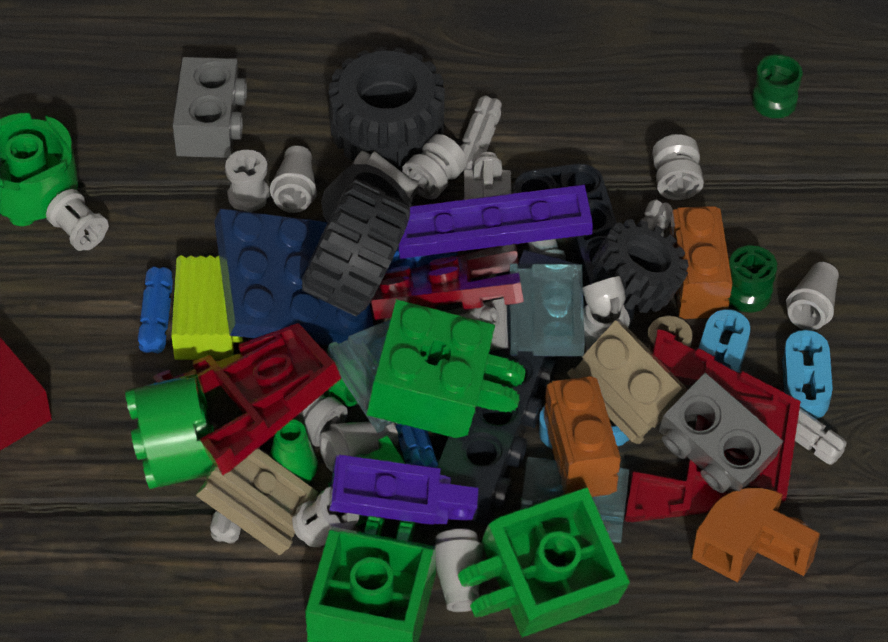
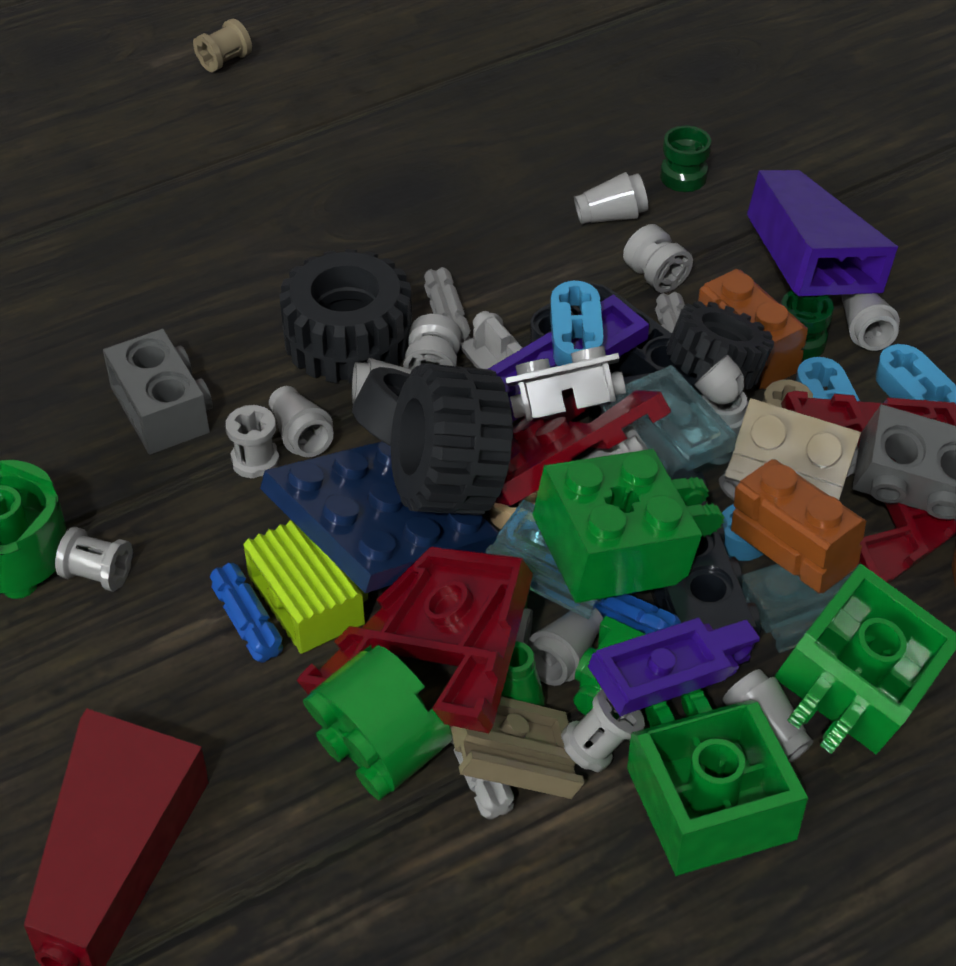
camera: 30 degrees left, 5 degrees down
(498, 245) = (543, 386): none -> light grey hinge
(519, 195) = (567, 326): none -> dark azure beam
(685, 98) = (613, 200): none -> light grey cone
(813, 210) = (818, 238): none -> dark purple slope

